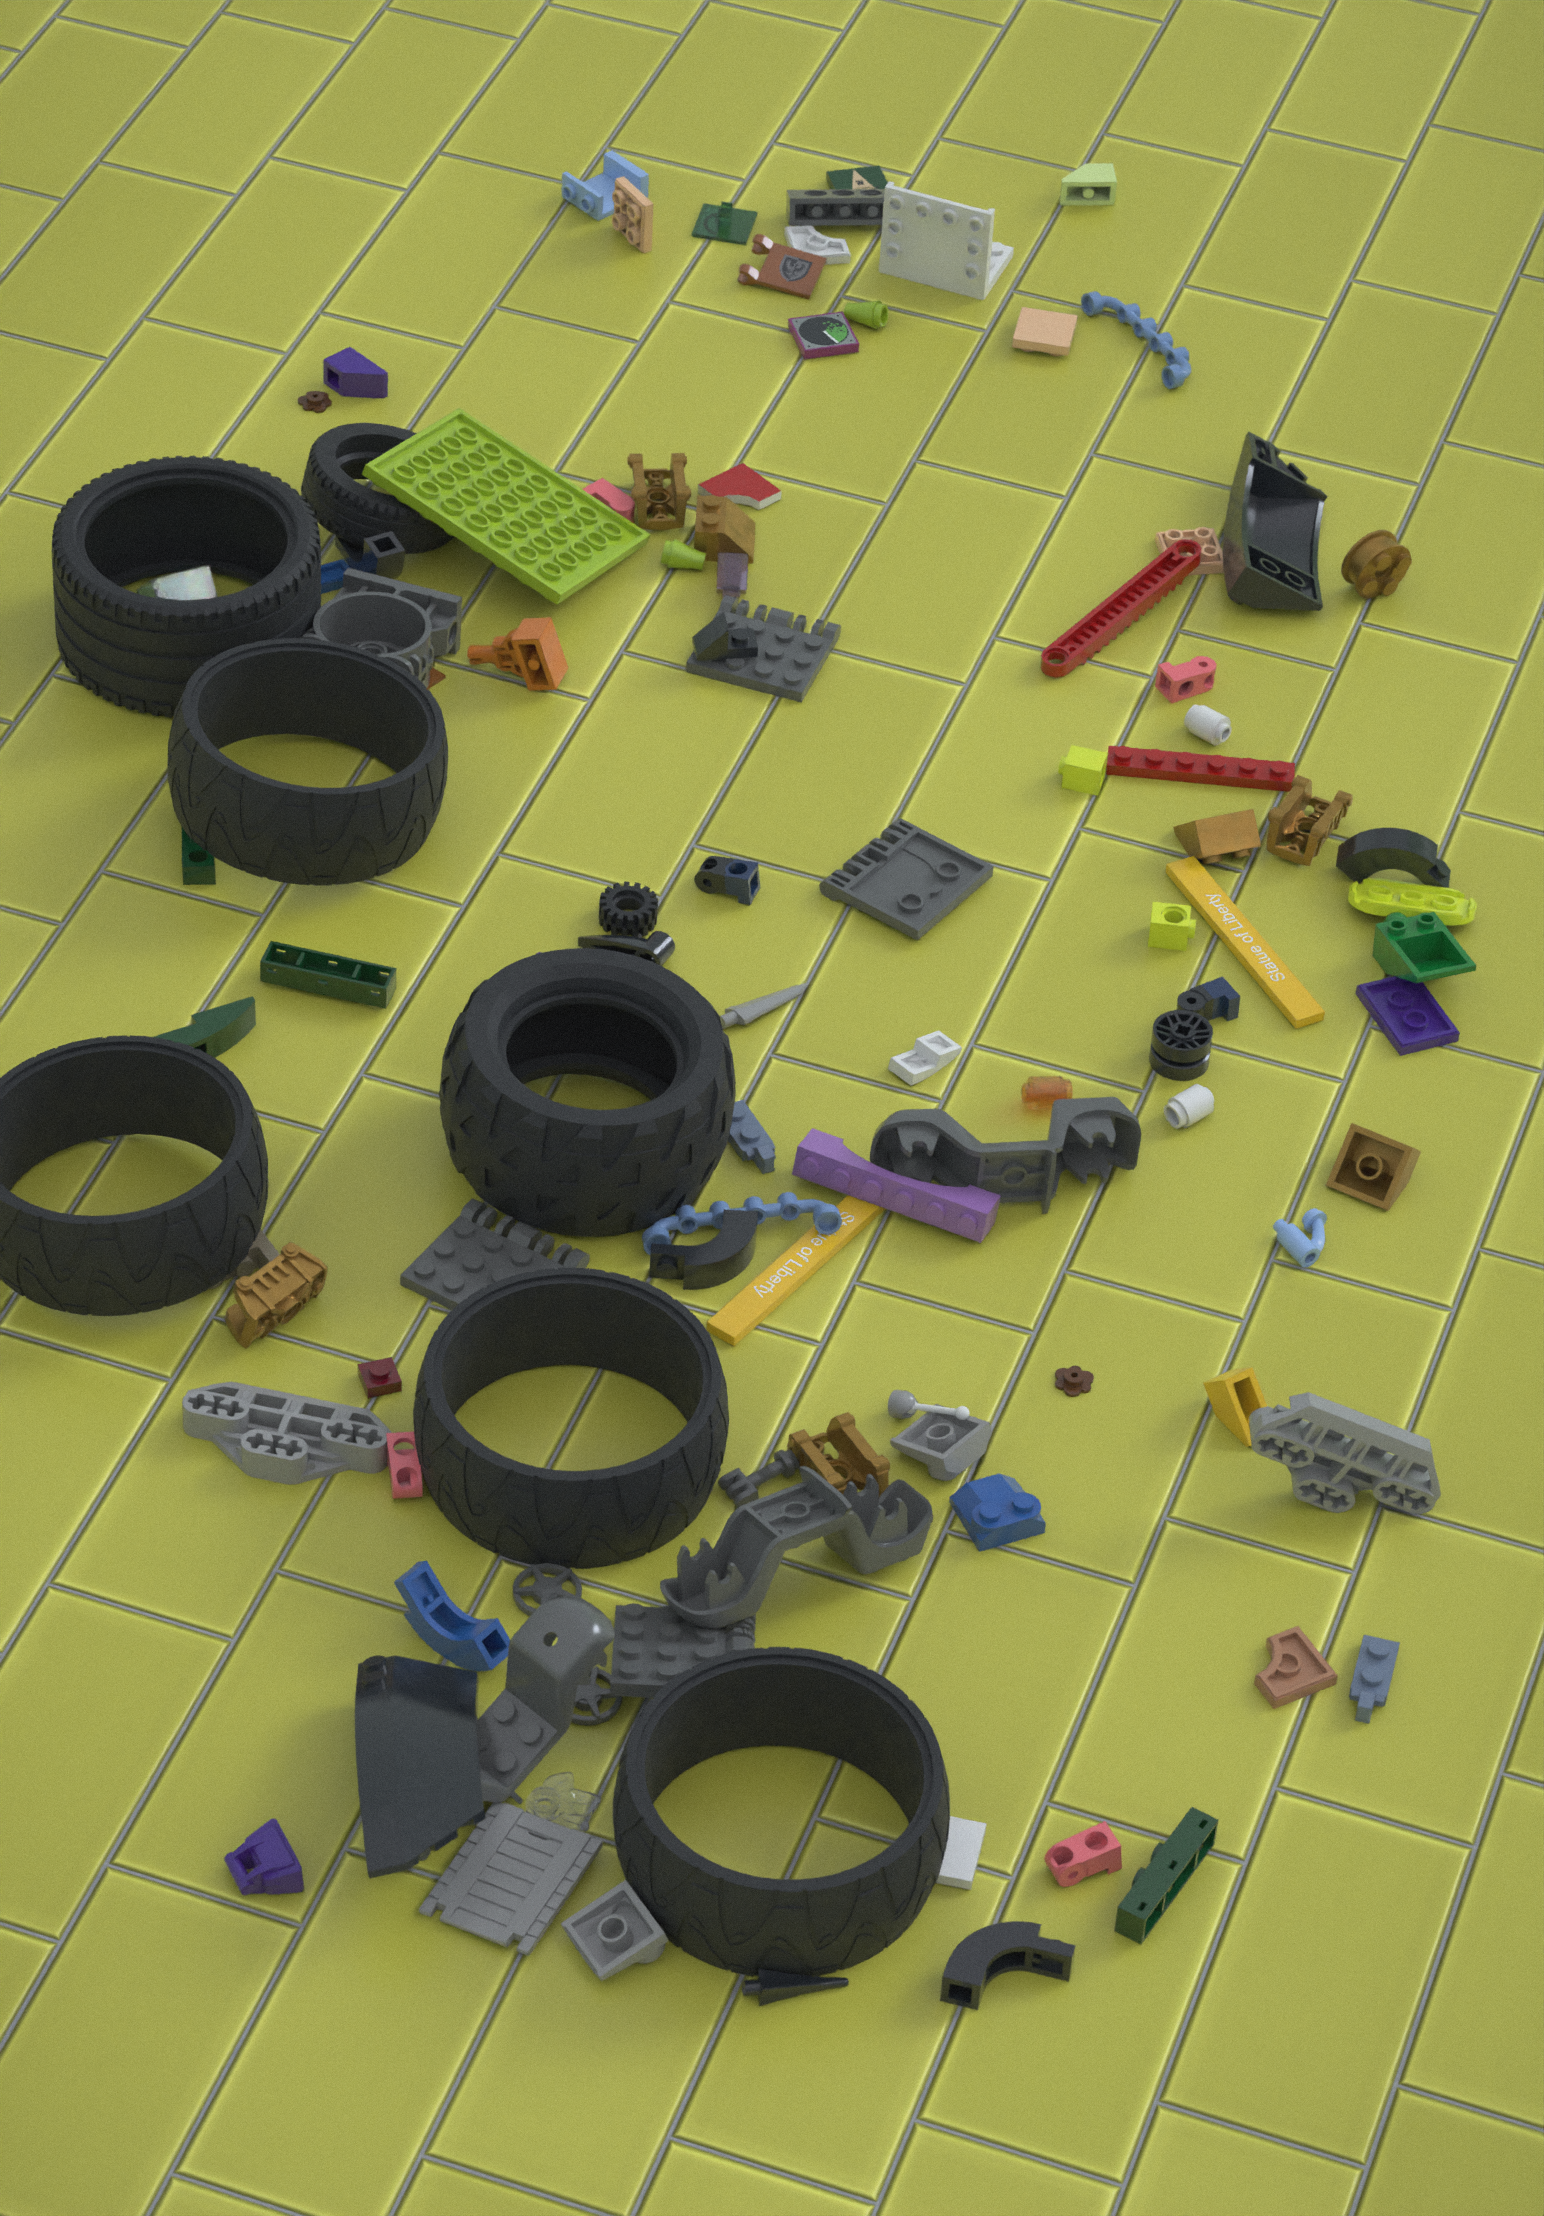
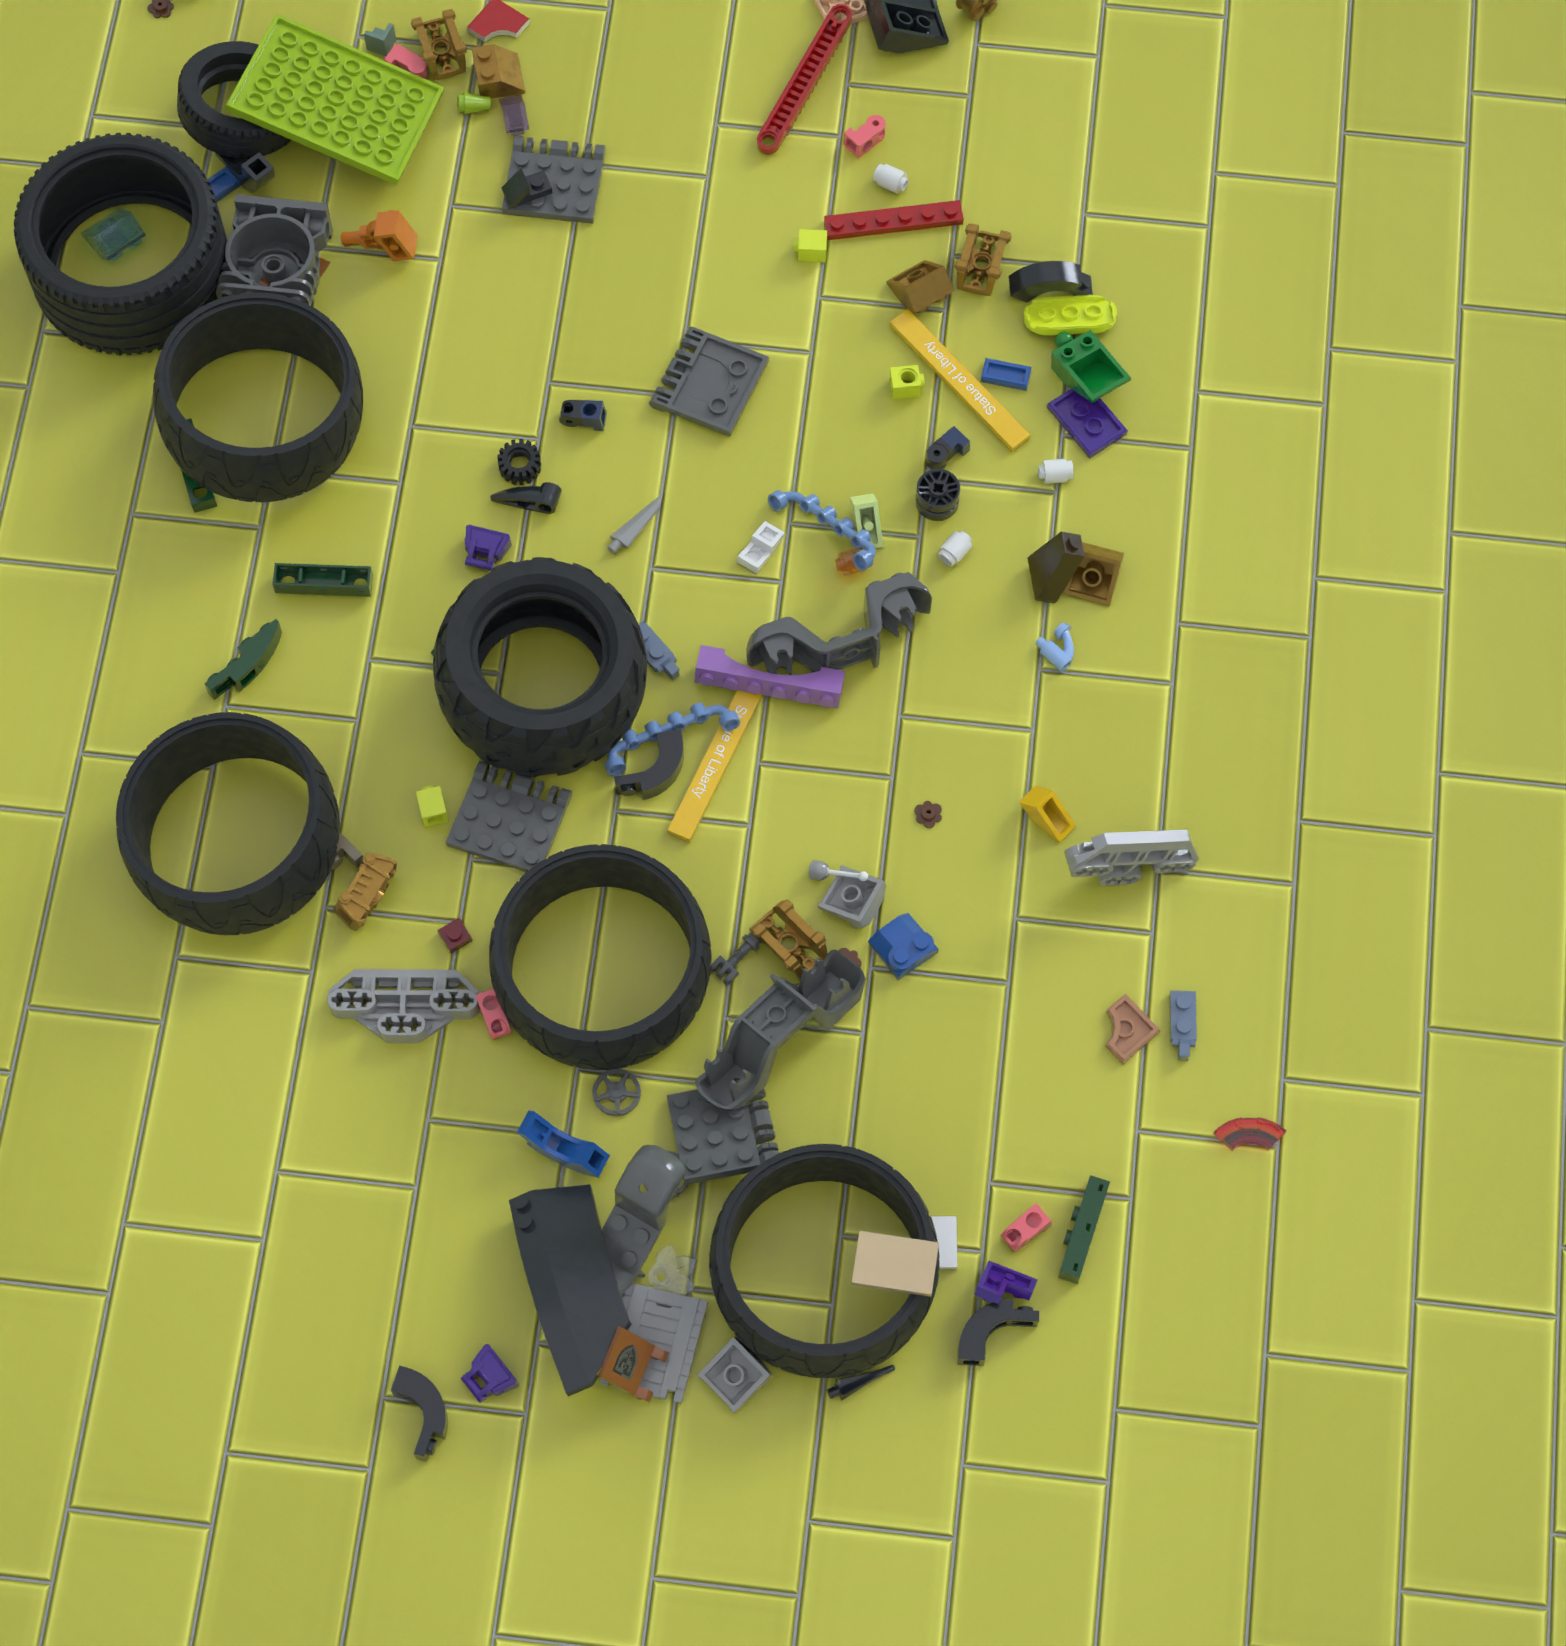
camera: 10 degrees left, 25 degrees up
(162, 1859) = (420, 1390): none -> black arch
(394, 1233) = (432, 805): none -> neon yellow brick
(466, 1866) = (628, 1361): none -> dark orange flag
(584, 474) = (380, 40): none -> sand green panel
(880, 1799) = (895, 1263): none -> tan tile
(1019, 1903) = (1000, 1279): none -> dark purple plate
(1062, 1067) = (844, 527): none -> medium blue bar
(1077, 1054) = (867, 517): none -> yellowish green slope
(1308, 948) = (1006, 374): none -> blue tile
(1321, 1139) = (1054, 565): none -> dark brown slope
(1349, 1053) = (1055, 471): none -> white brick
(1424, 1817) = (1249, 1131): none -> clear red tile

